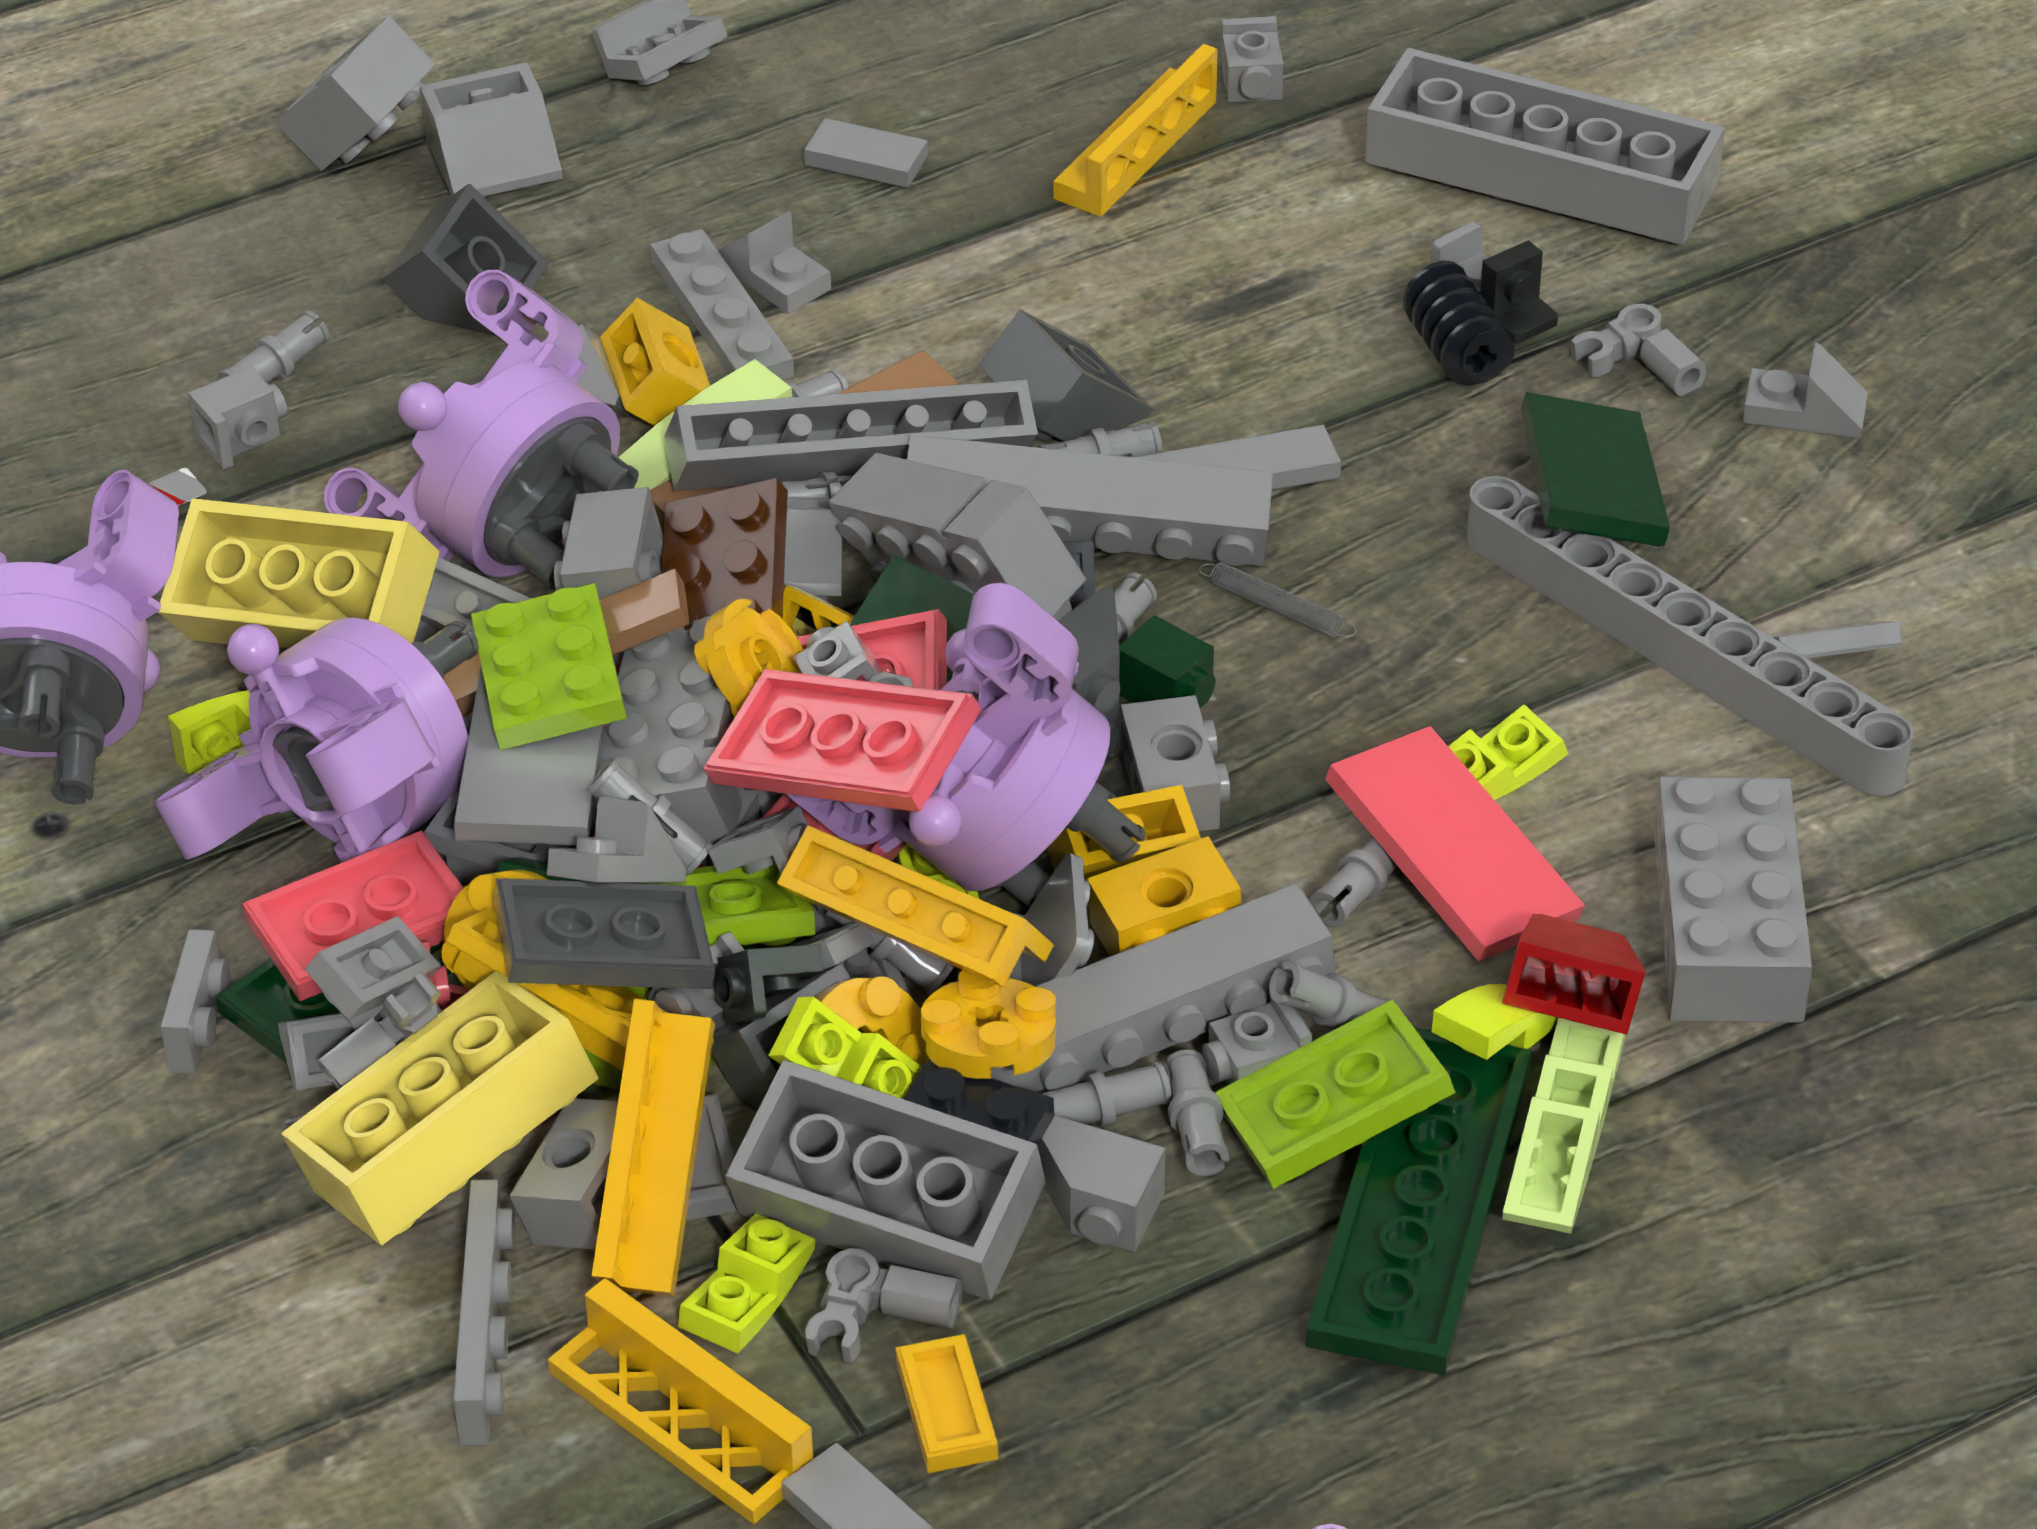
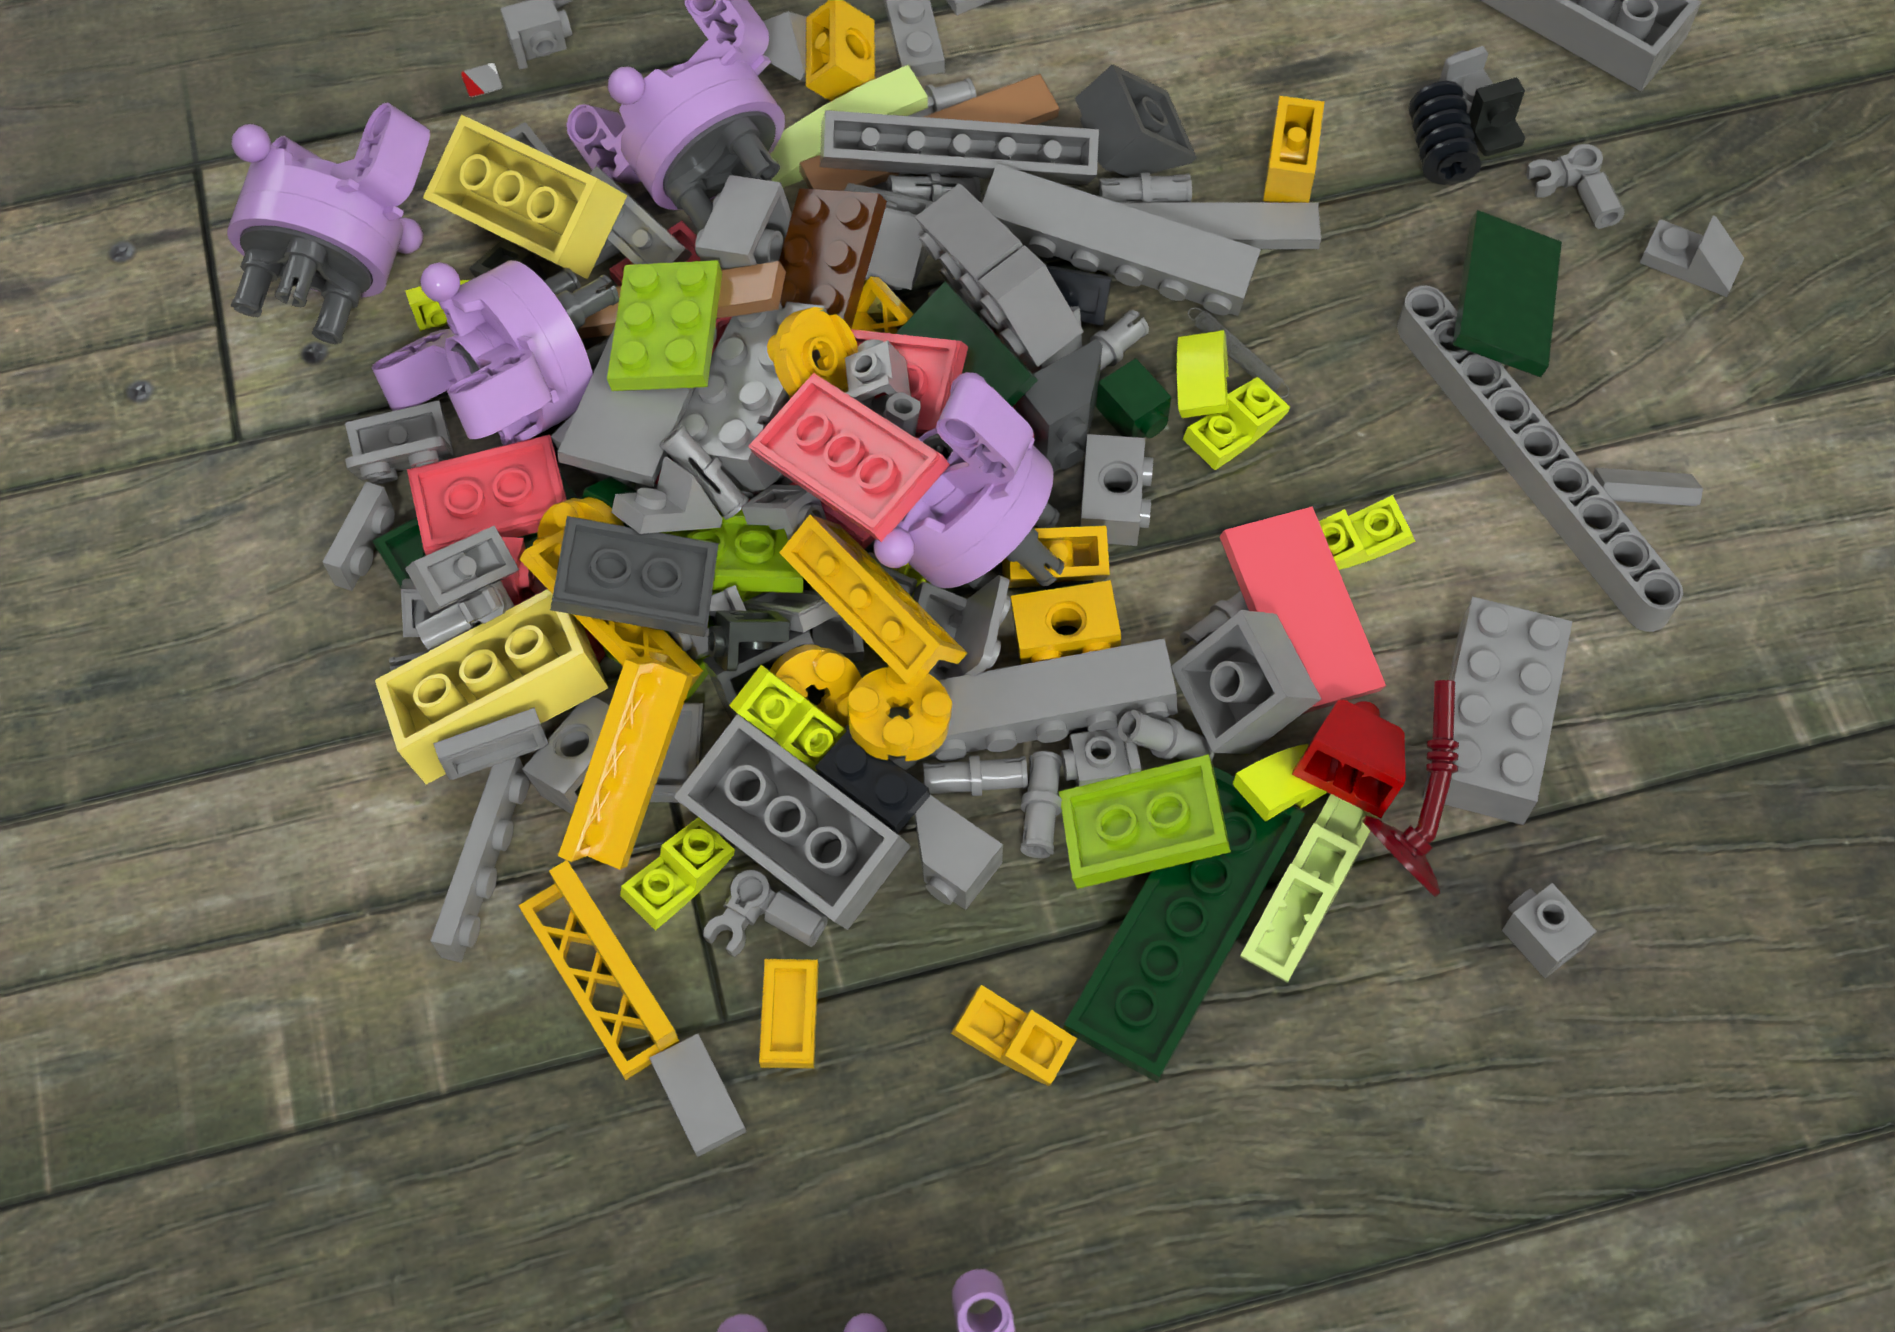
camera: 15 degrees right, 20 degrees up
(210, 885) = (398, 442): none -> light grey bracket
(467, 1162) = (491, 744): none -> light grey tile
(1243, 625) = (1202, 374): none -> neon yellow slope
(1260, 1370) = (1014, 1037): none -> yellow slope
(1276, 369) = (1293, 150): none -> yellow brick
(1305, 672) = (1224, 435): none -> neon yellow slope
(1412, 918) = (1245, 682): none -> light grey brick
(1671, 1052) = (1413, 844): none -> dark red dish
(1871, 1110) = (1547, 929): none -> light grey brick

